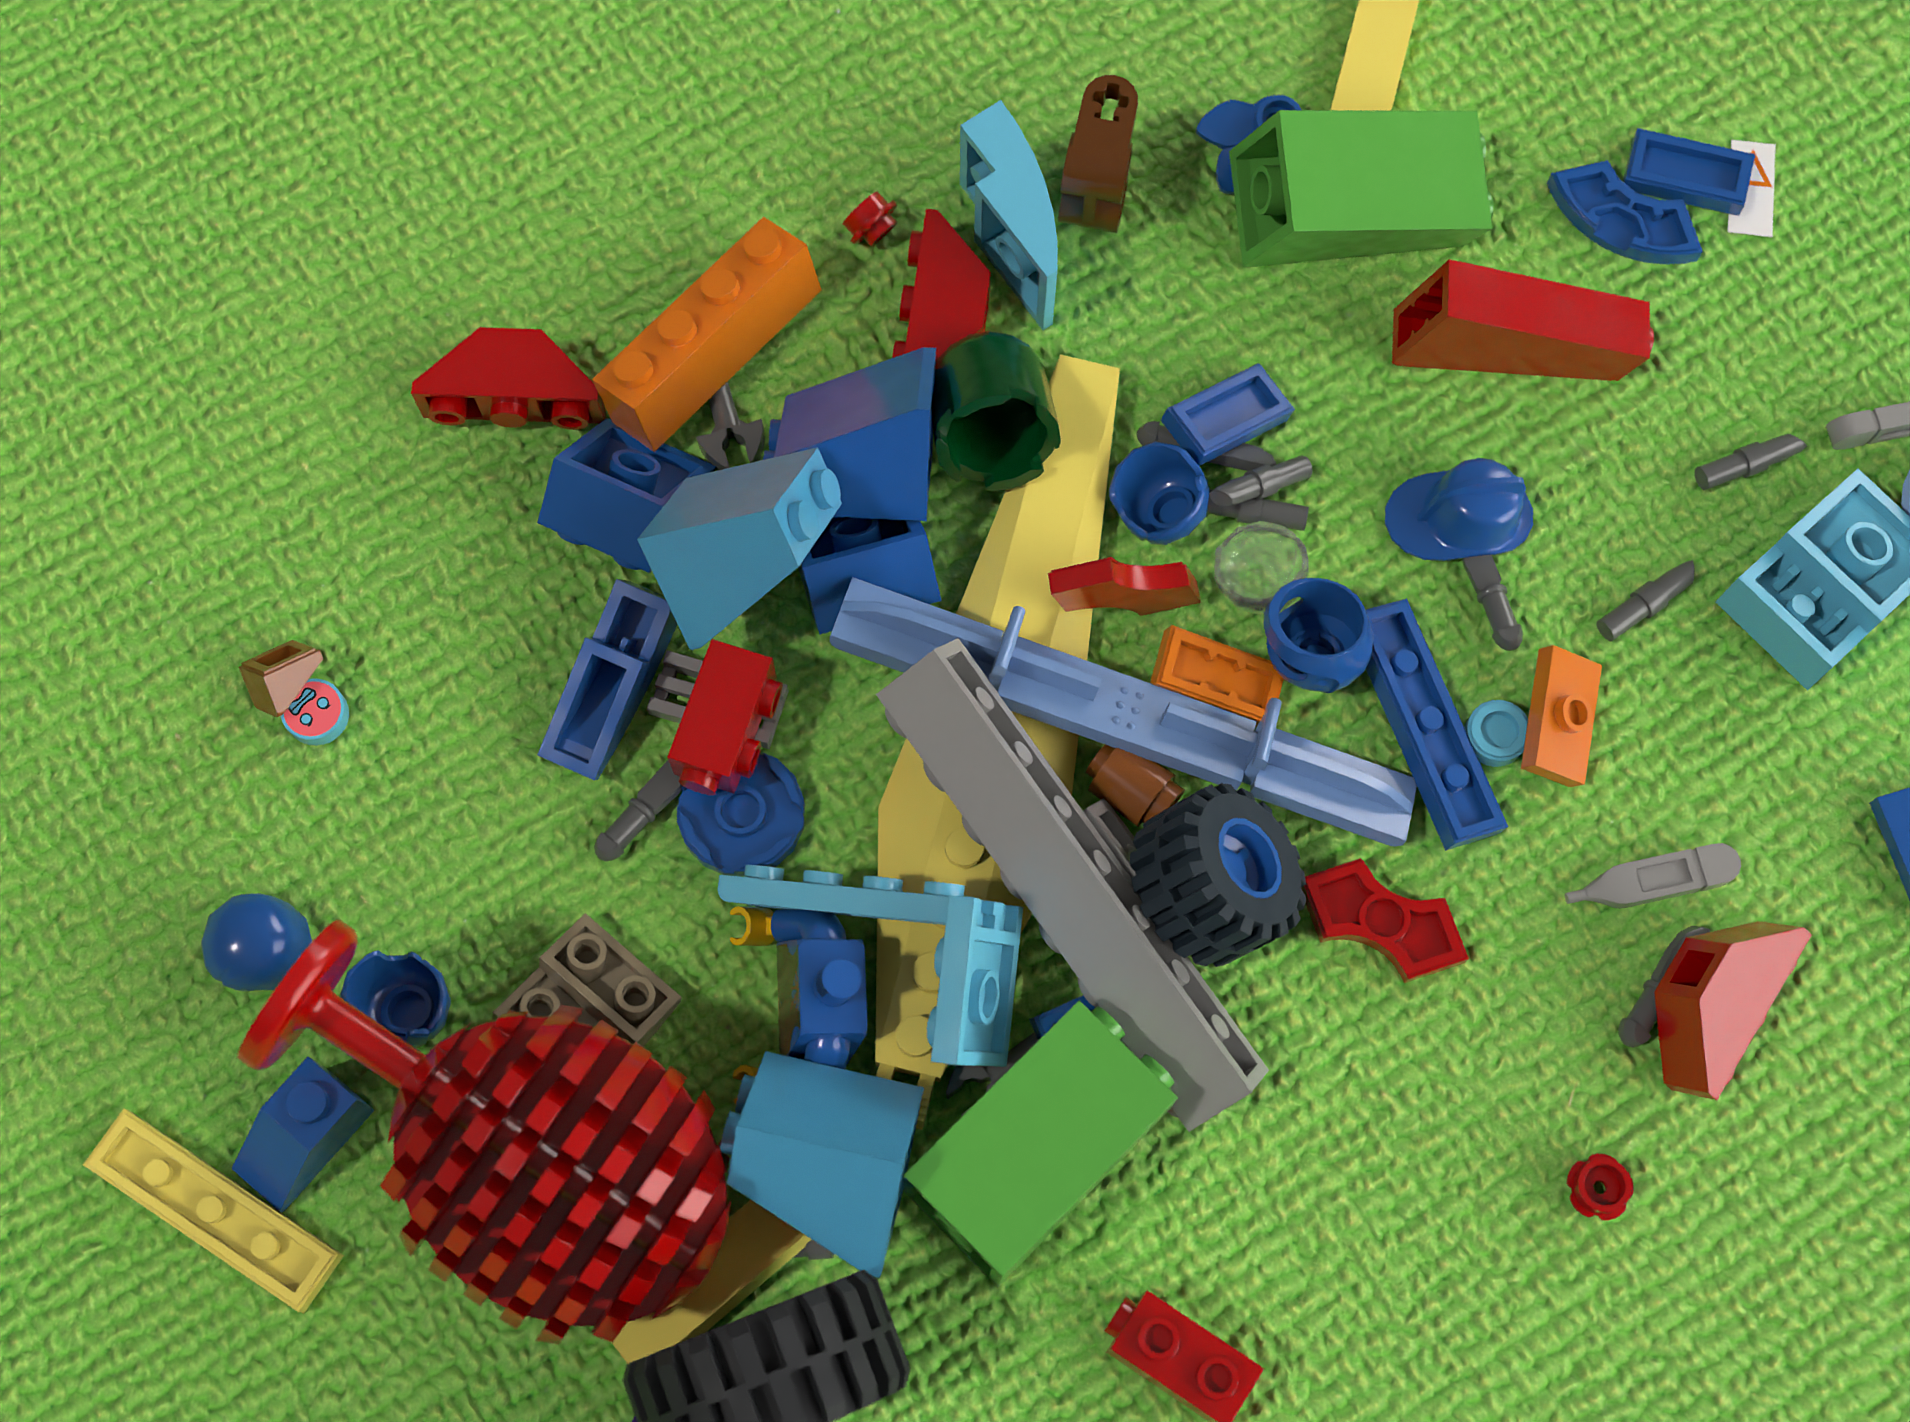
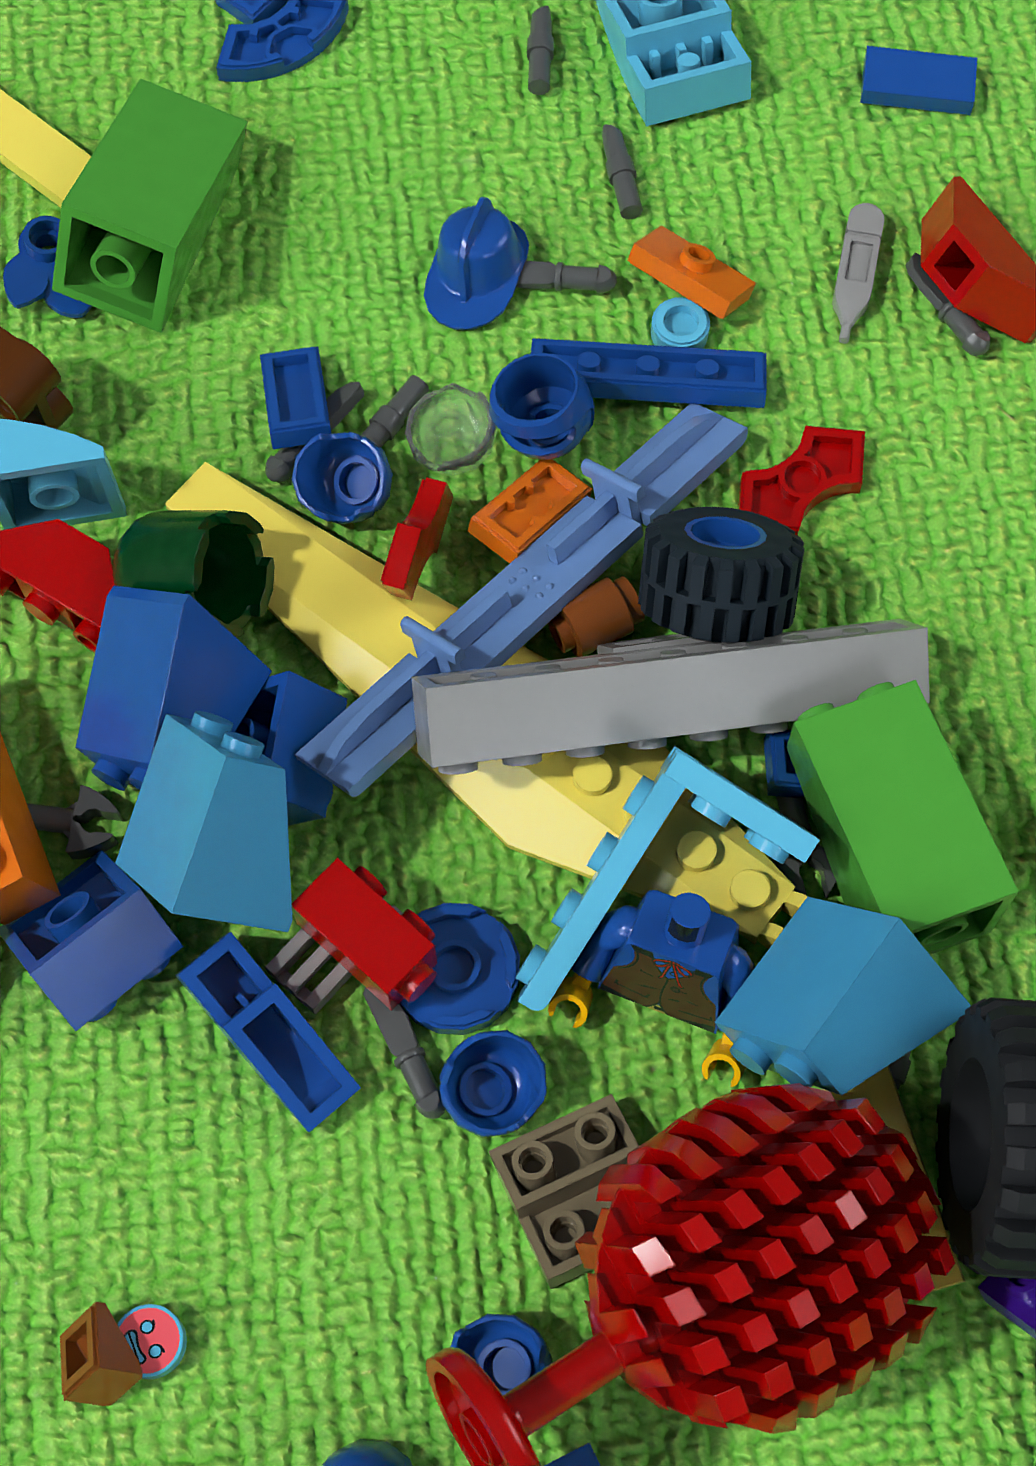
camera: 65 degrees left, 5 degrees down
(641, 887) = (493, 1083): none -> blue hair
(1262, 482) = (372, 397): dark grey piece -> none
(1519, 325) = (339, 148): red slope -> none

